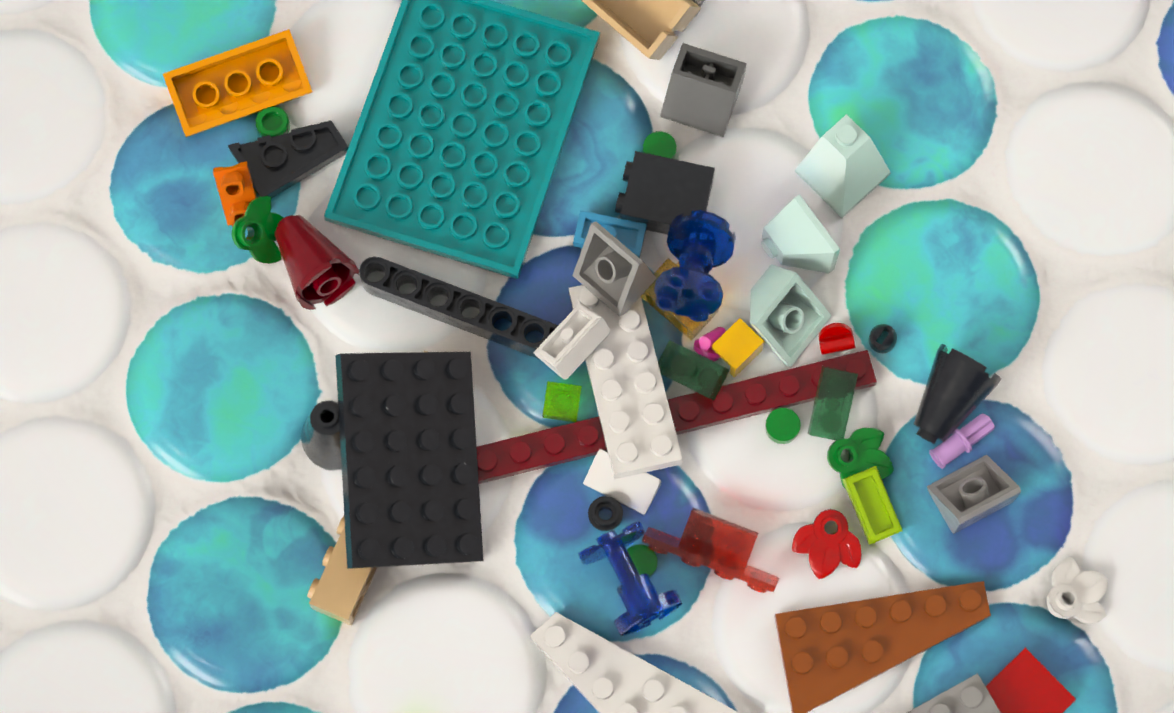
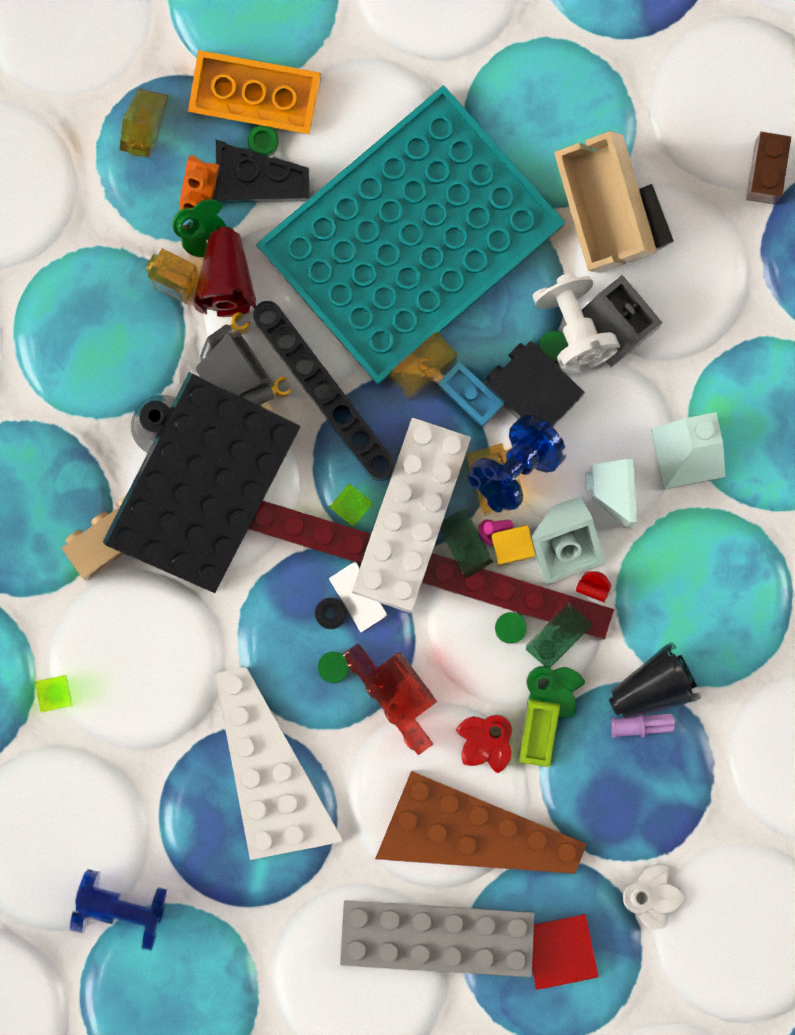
camera: 30 degrees right, 10 degrees up
(149, 171) = (143, 122): none -> clear yellow slope
(262, 287) = (172, 275): none -> clear yellow brick
(365, 331) = (233, 365): none -> dark grey torso
(549, 234) = (423, 365): none -> clear yellow brick
(573, 341) = (385, 465): white slope -> none
(611, 270) = (450, 427): light grey slope -> none
(636, 590) = (314, 692): clear blue piece -> none
(687, 123) = (580, 333): none -> white piece
(888, 343) = (629, 600): black hinge -> none
(973, 493) = (622, 770): light grey slope -> none

